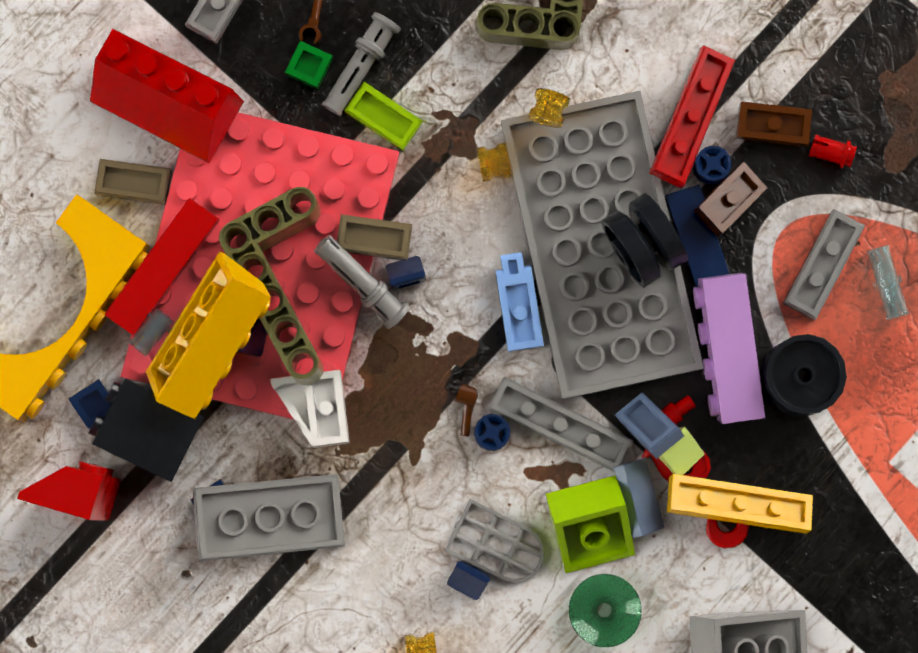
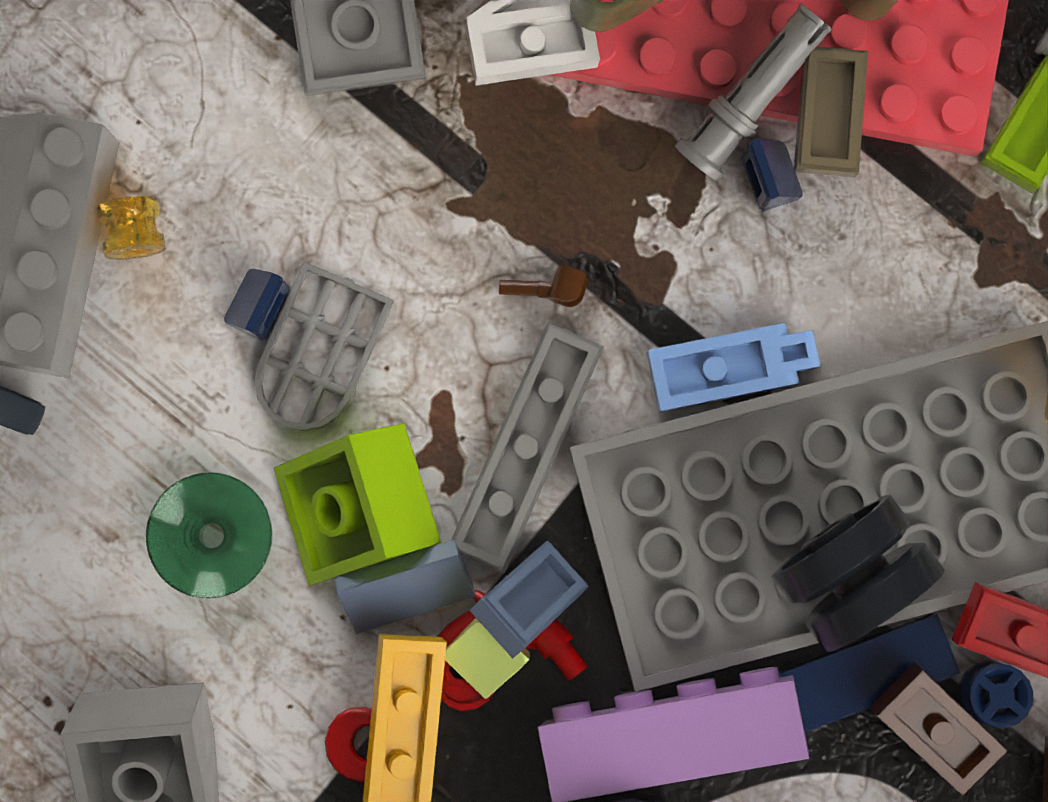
camera: 85 degrees right, 0 degrees up
(489, 428) = (509, 315): dark blue wheel -> none
(493, 162) = (974, 311): clear yellow wheel -> none

